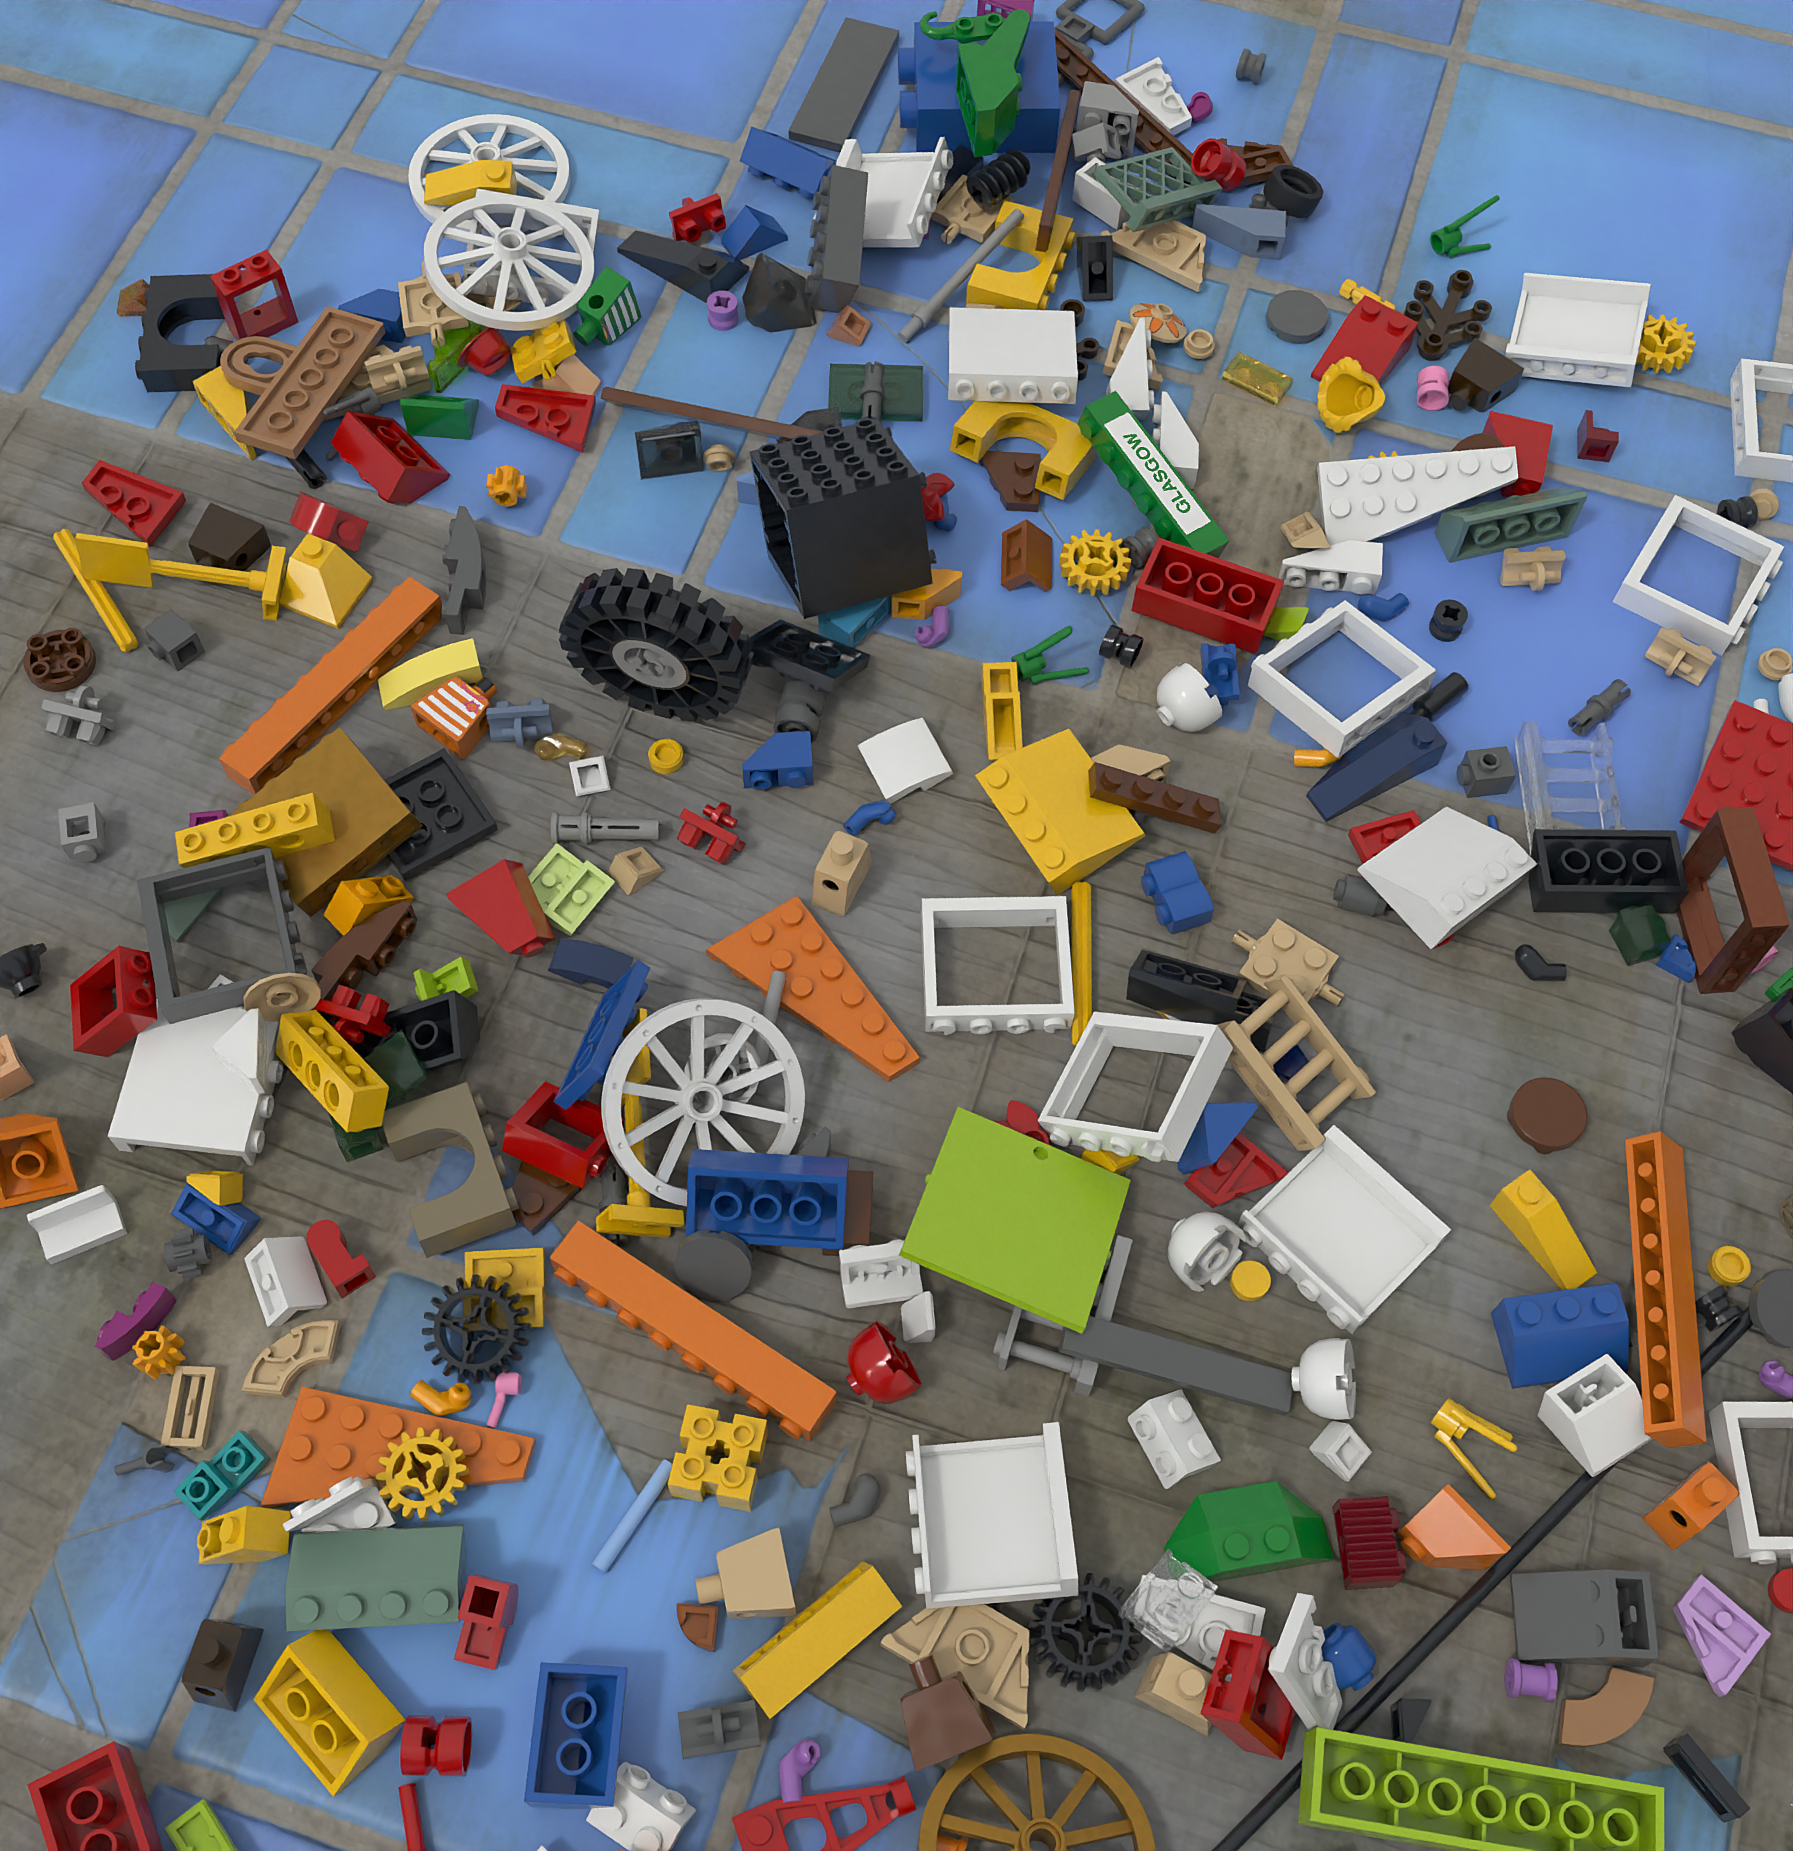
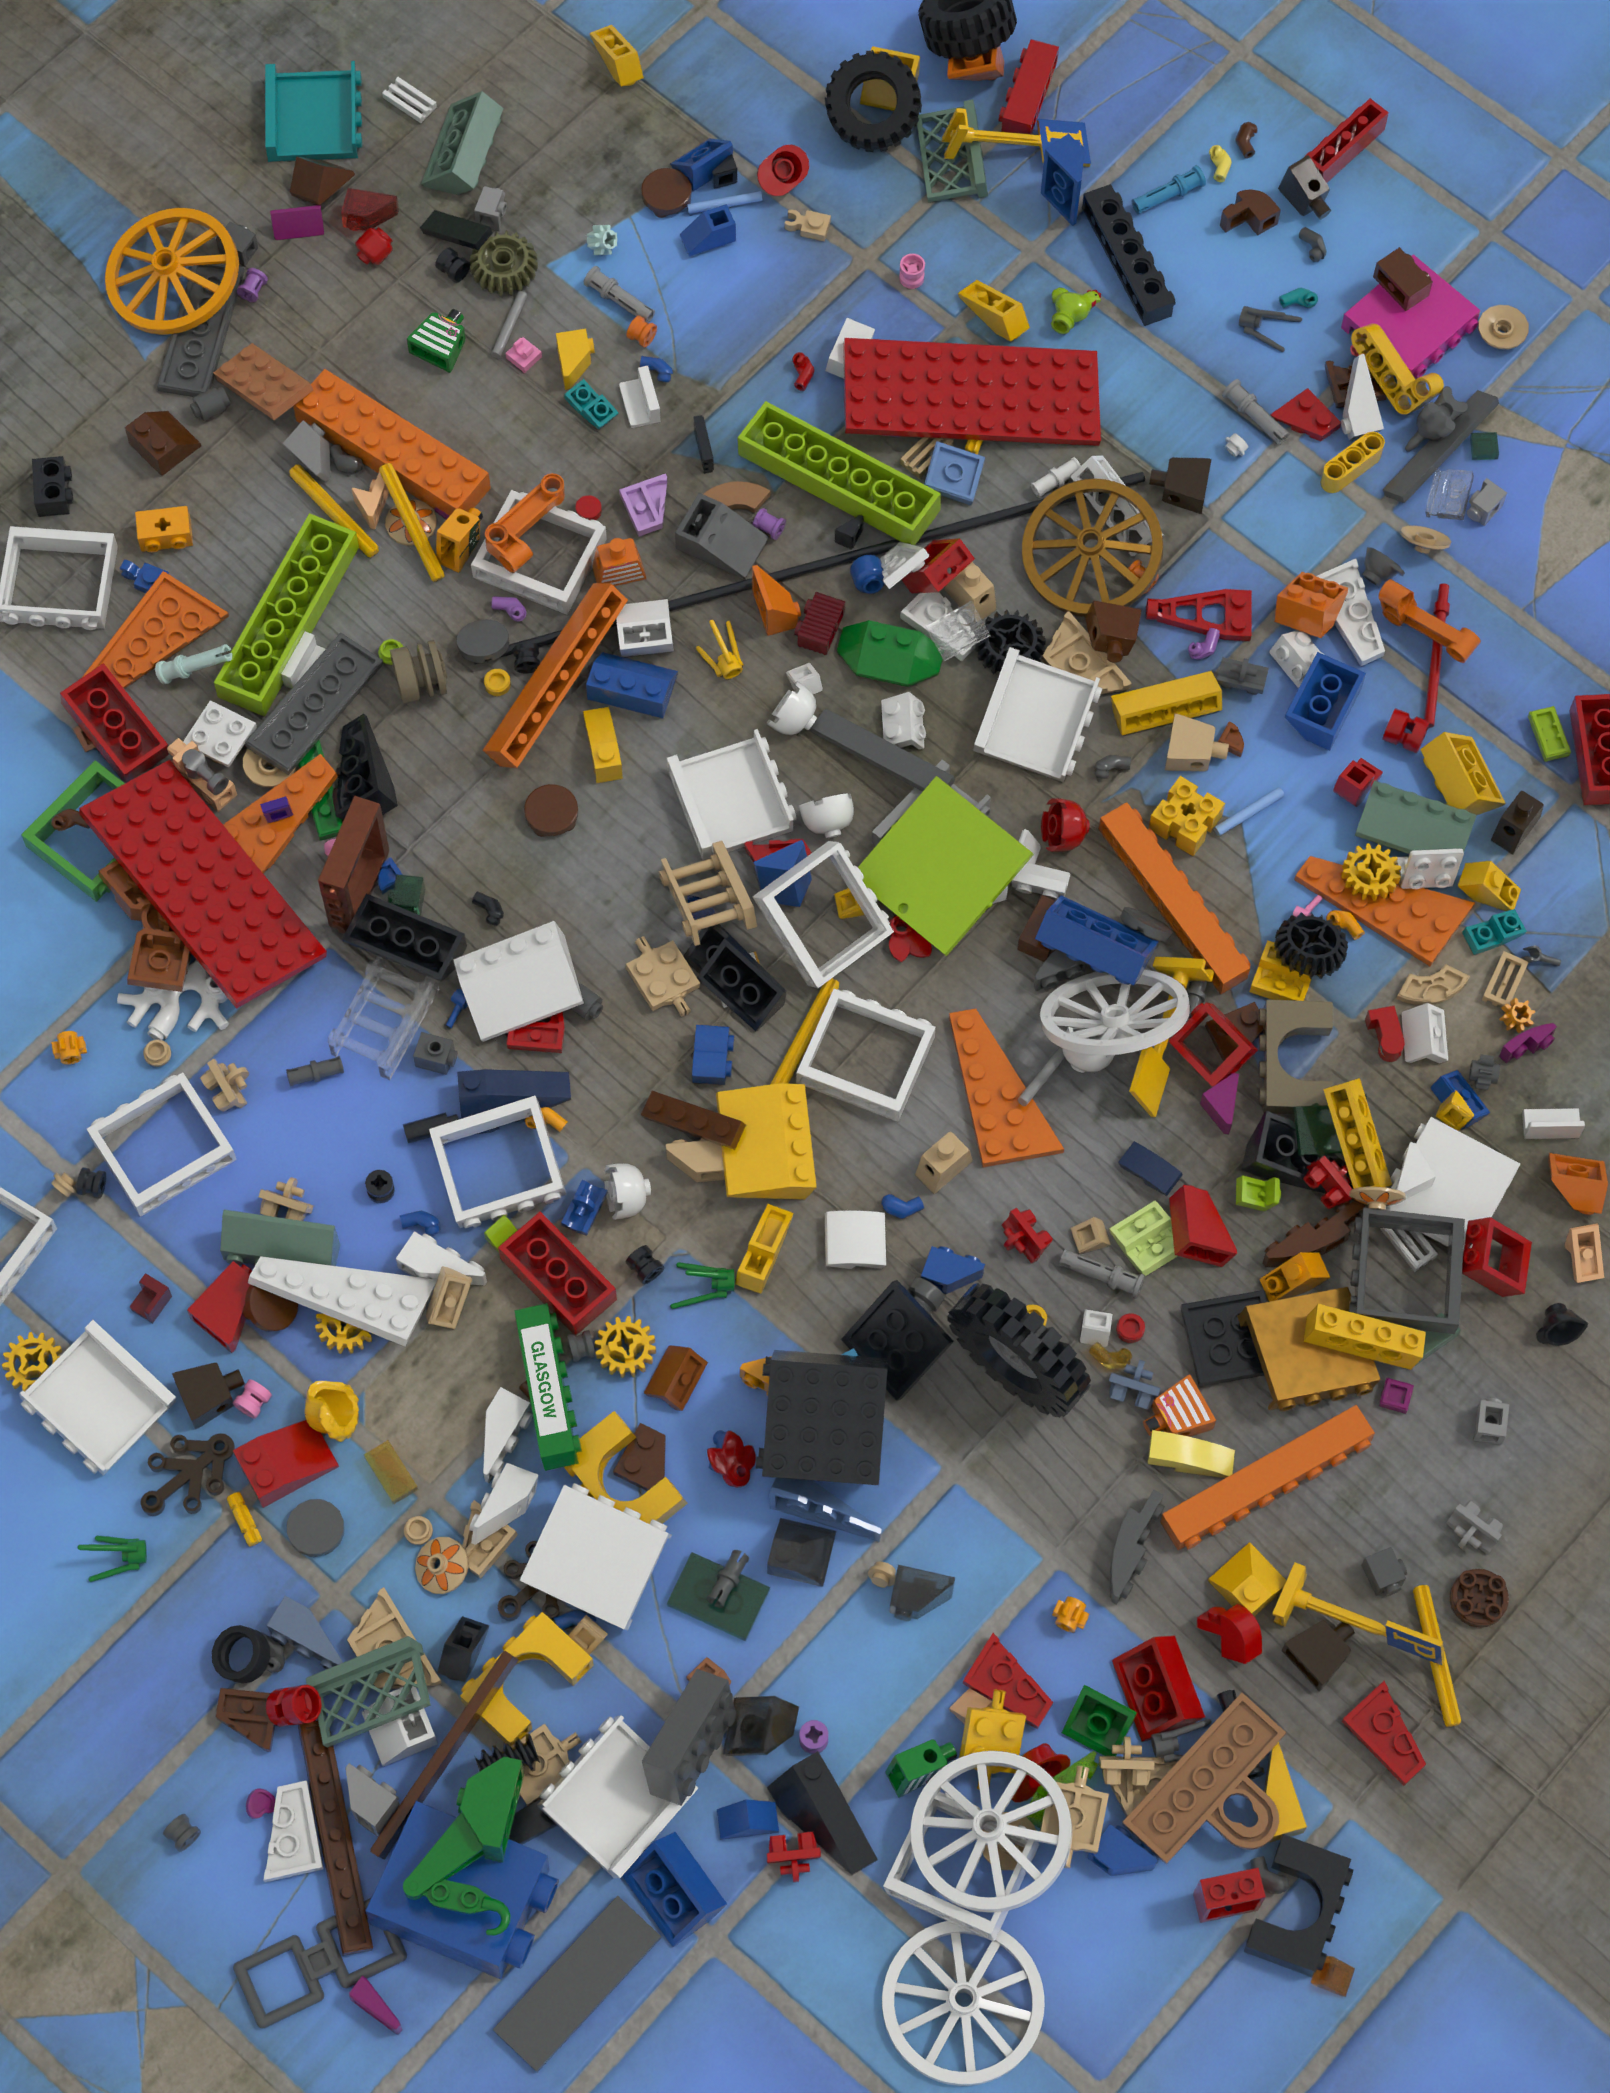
camera: 155 degrees left, 5 degrees up
(461, 182) = (990, 1964): yellow slope -> none
(528, 1071) = (1220, 1102): none -> magenta slope
(548, 787) = (1130, 1328): none -> red tile
(603, 1035) = (1164, 1090): blue plate -> none
(704, 415) = (869, 1594): reddish brown tile -> none
(924, 314) = (639, 1659): light grey bar -> none
(937, 631) = (780, 1341): medium lavender arm -> none
(1097, 142) = (394, 1768): light grey brick -> none
(1250, 1281) = (804, 791): yellow tile -> none

